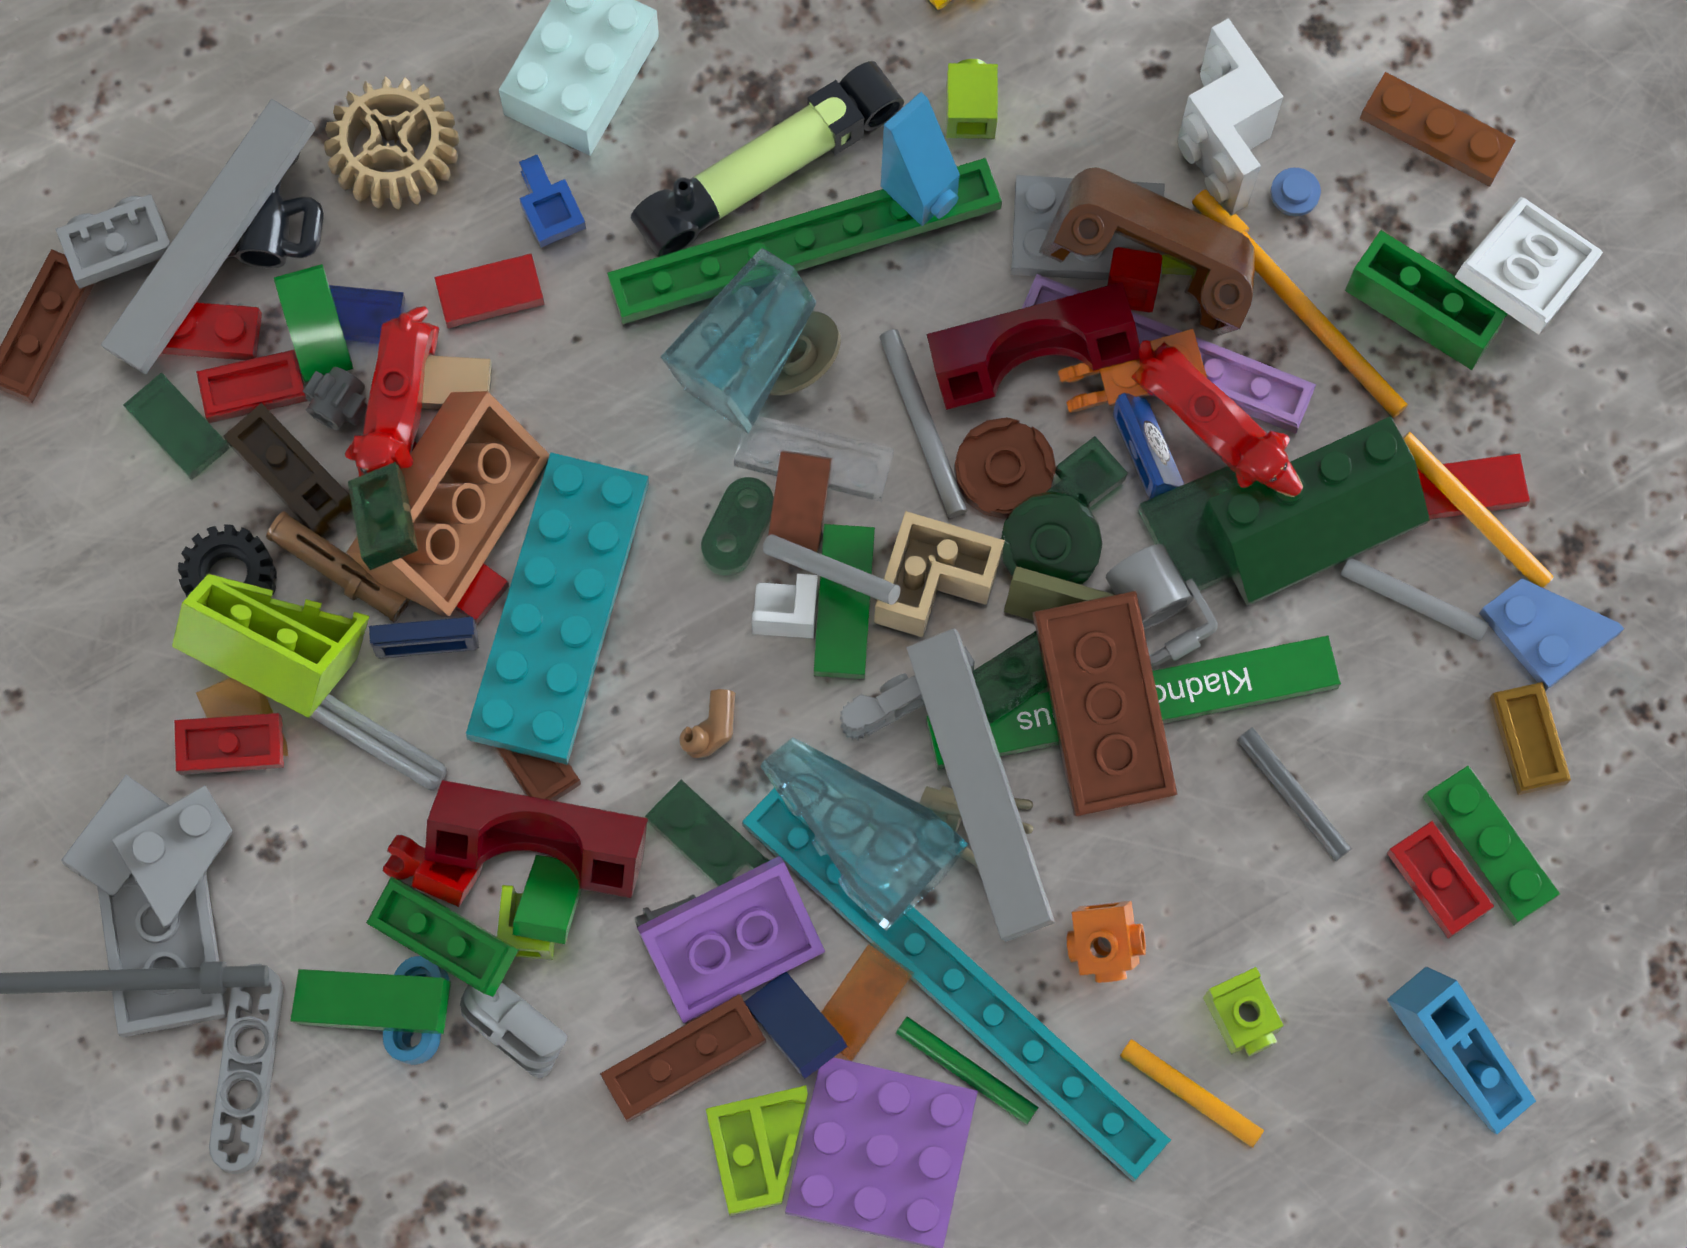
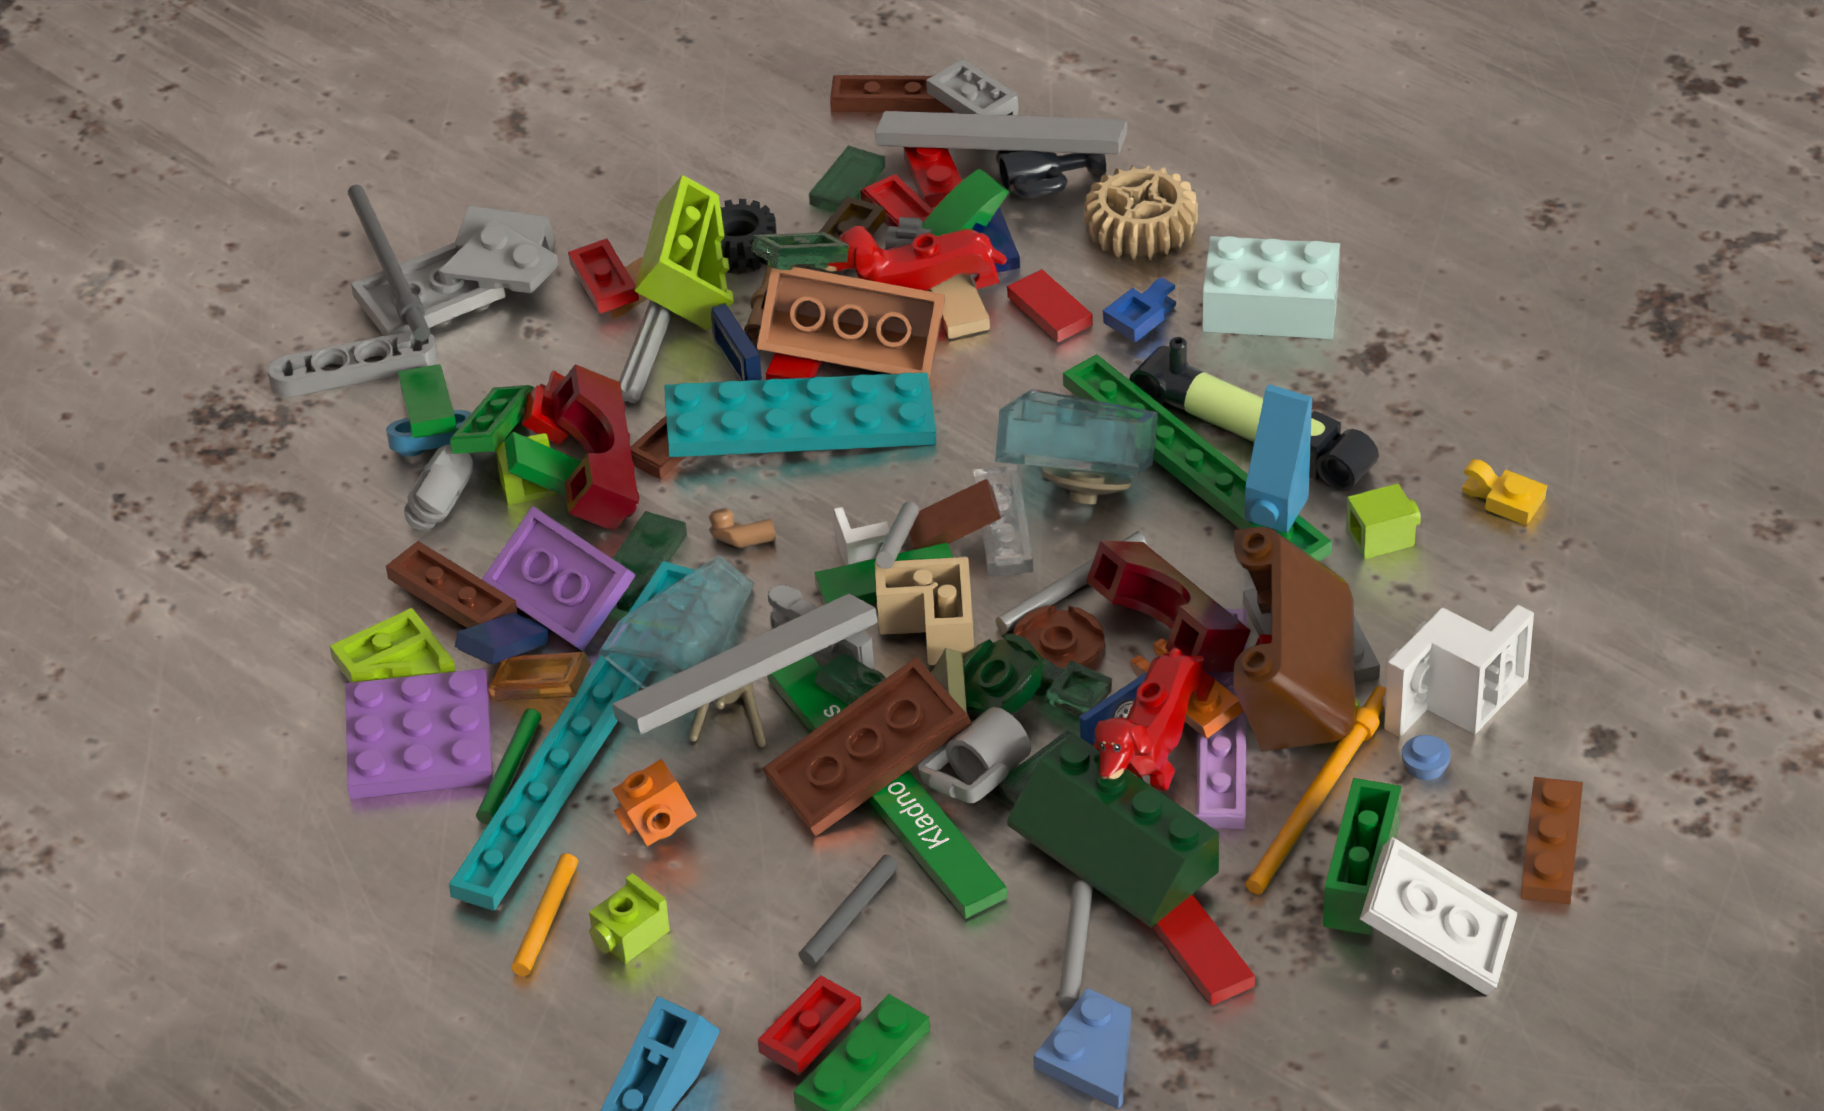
camera: 75 degrees right, 30 degrees down
(739, 524) = (919, 490): clear green plate -> none
(1477, 513) = (1176, 952): light orange bar -> none
(1530, 738) = (979, 1062): pearl gold tile -> none

